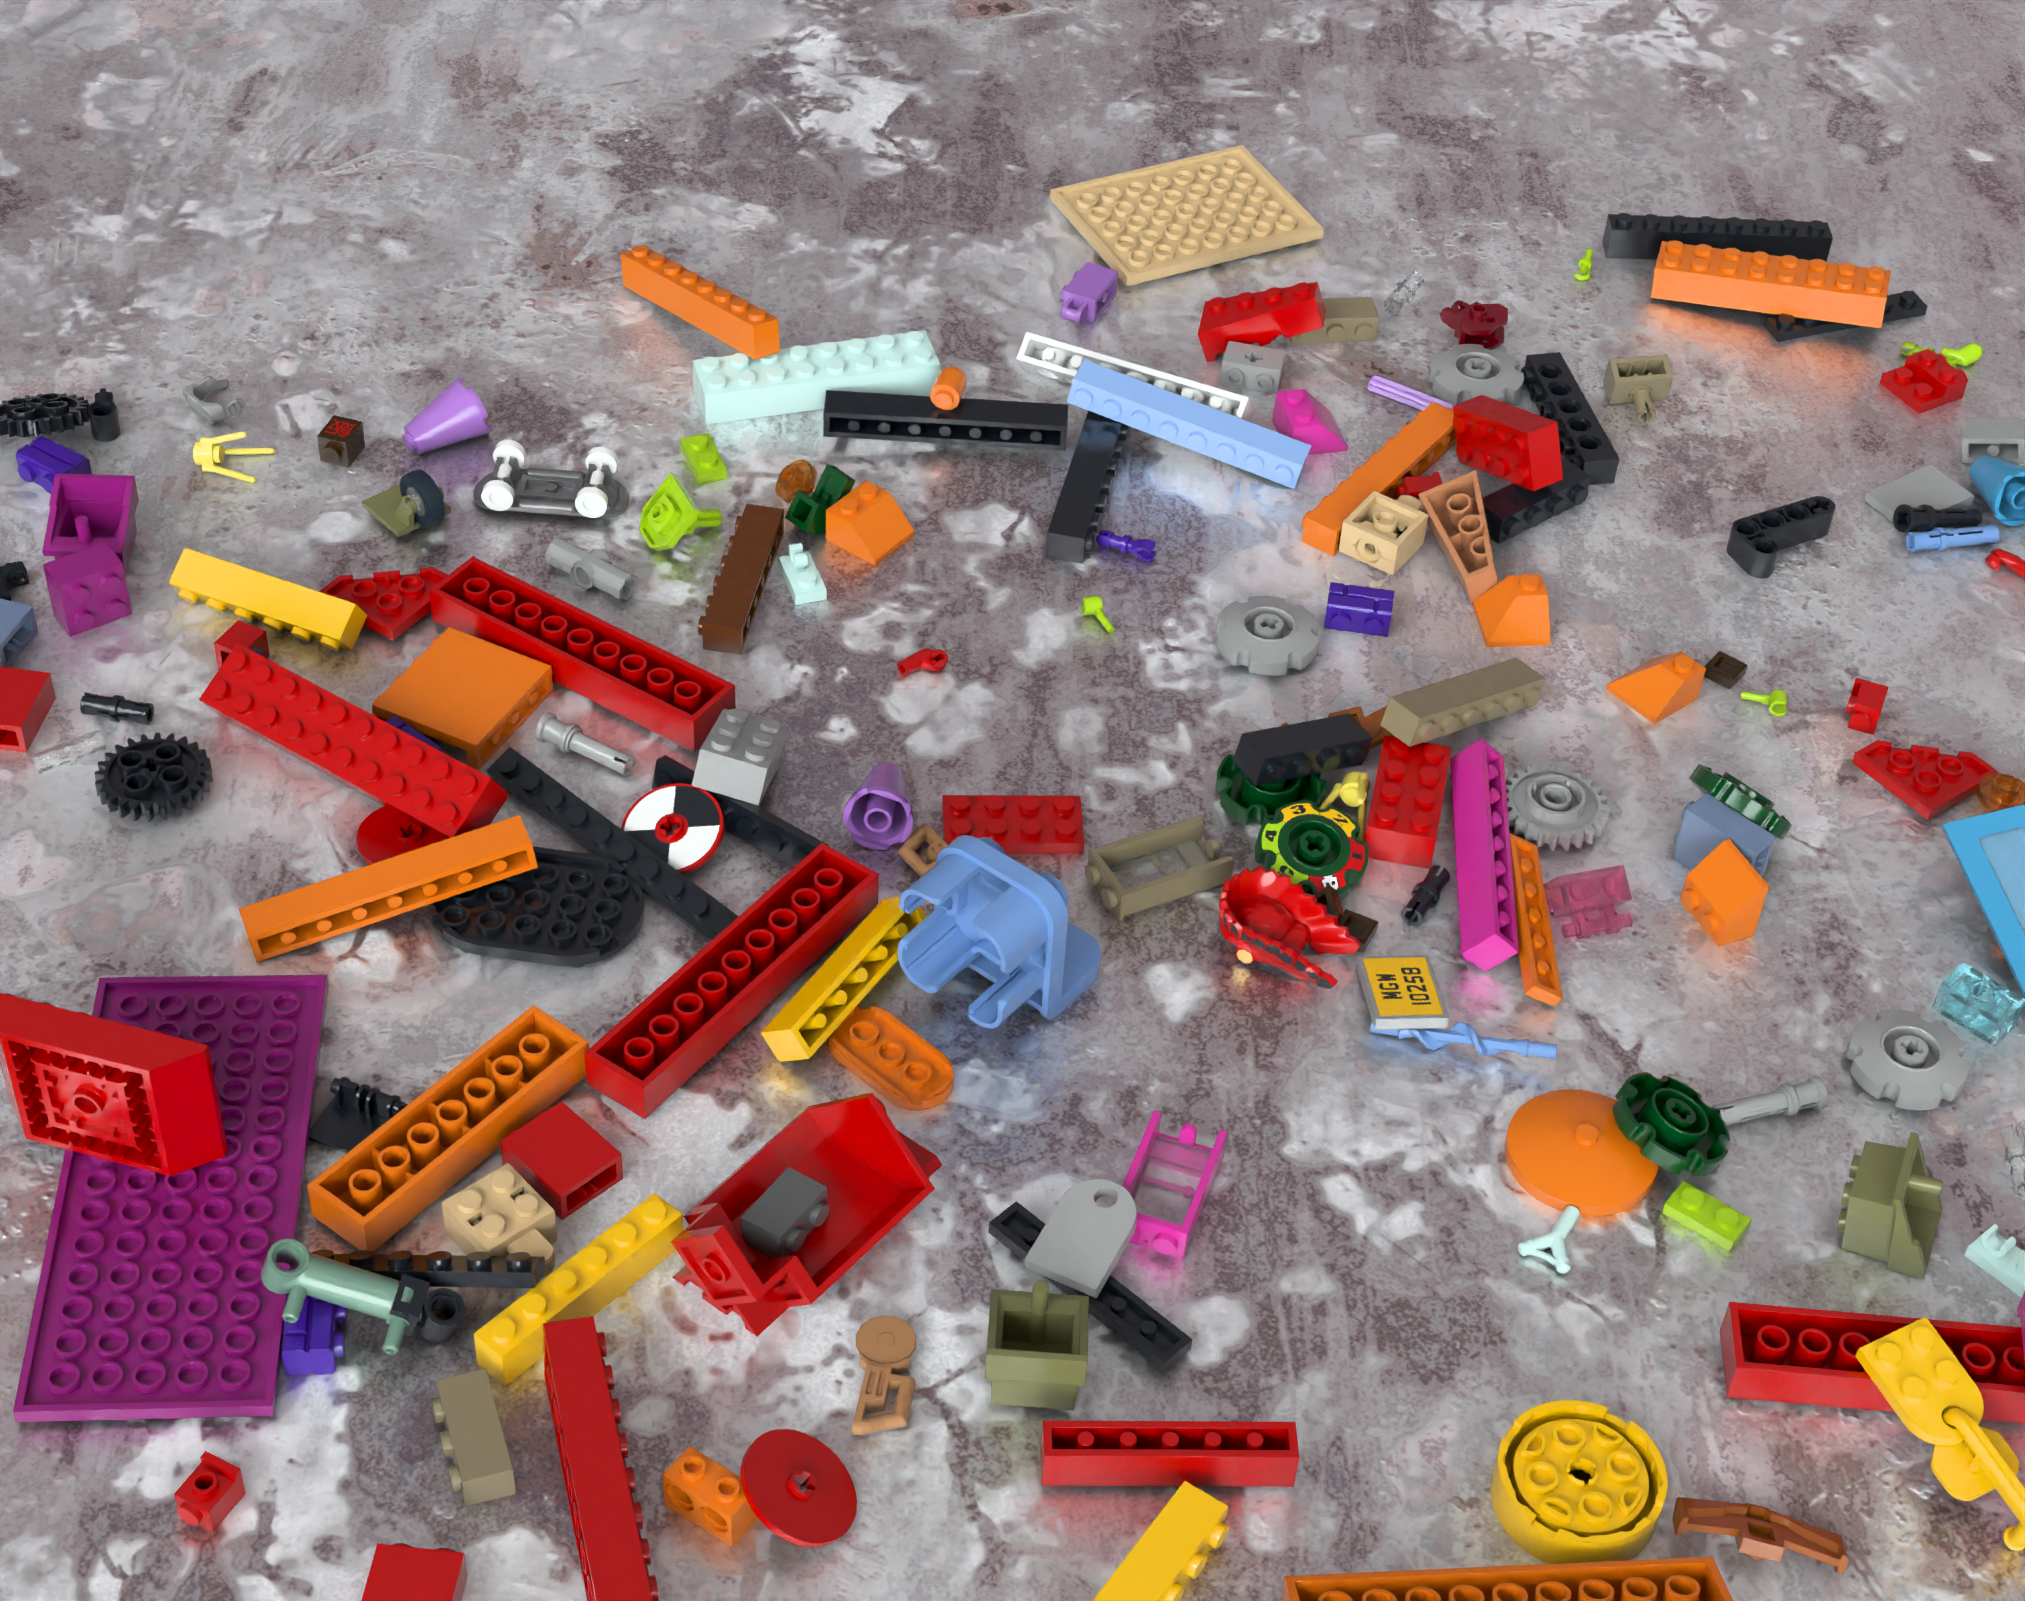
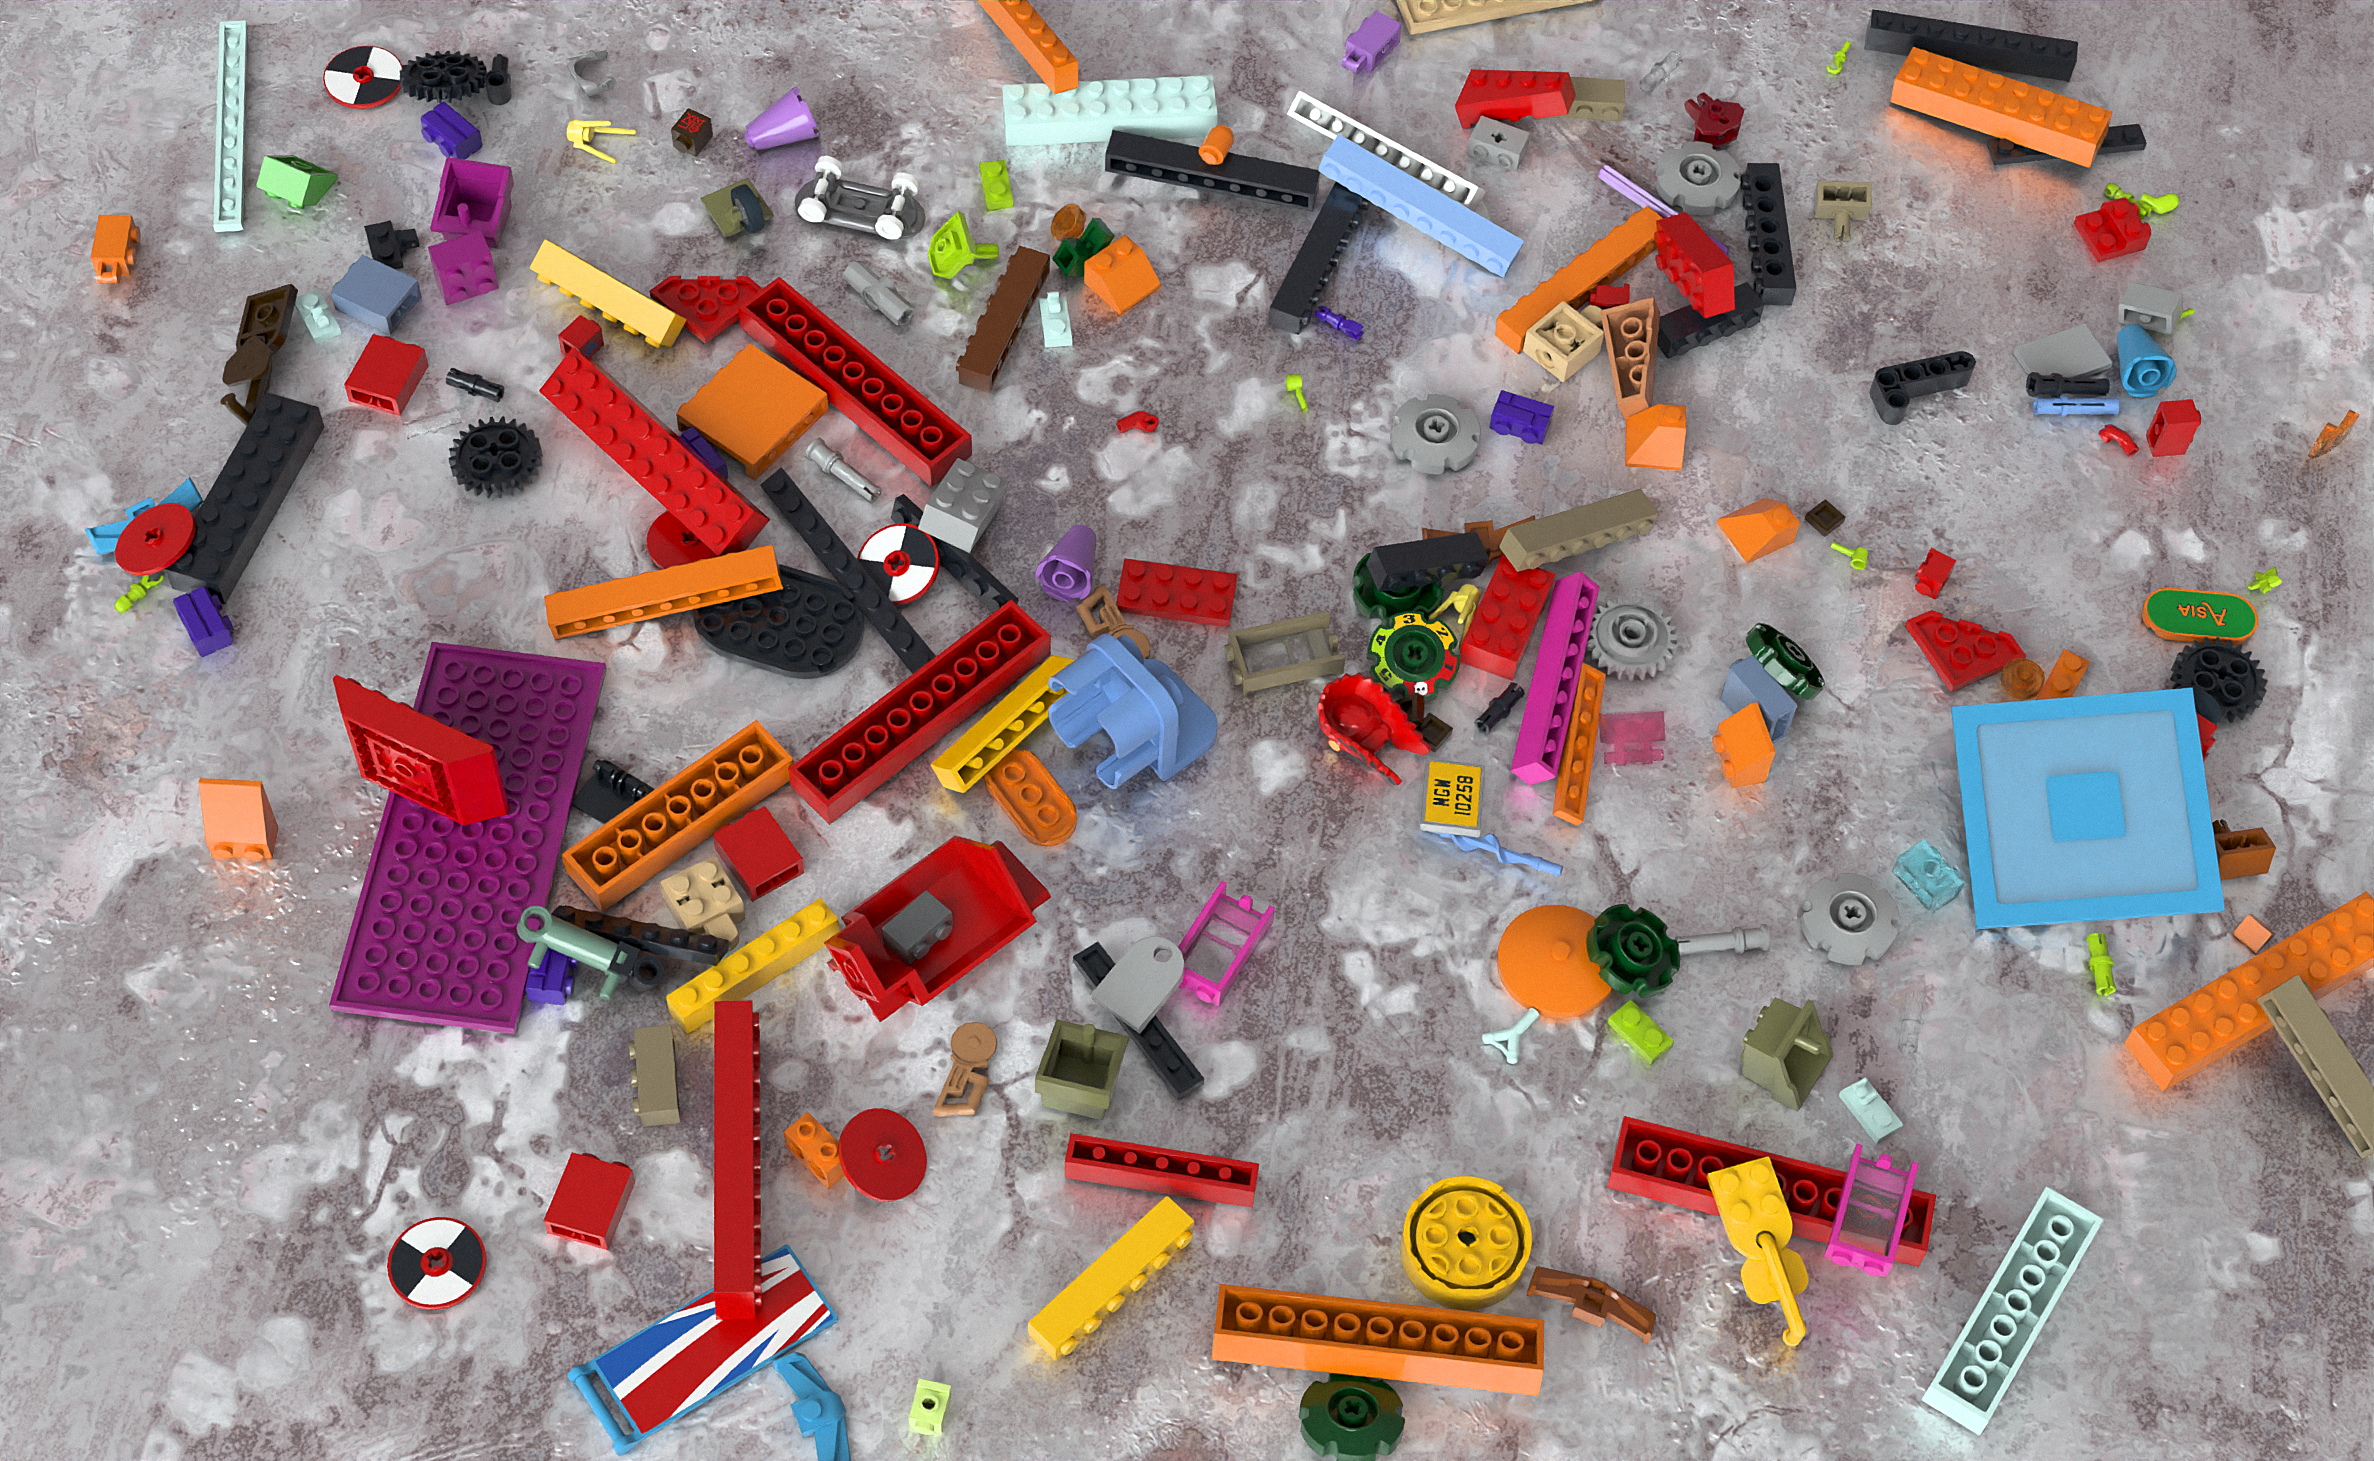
camera: 10 degrees right, 15 degrees up
(210, 1492) = (464, 1099): red brick -> none
(1307, 420) = (1531, 212): dark pink slope -> none

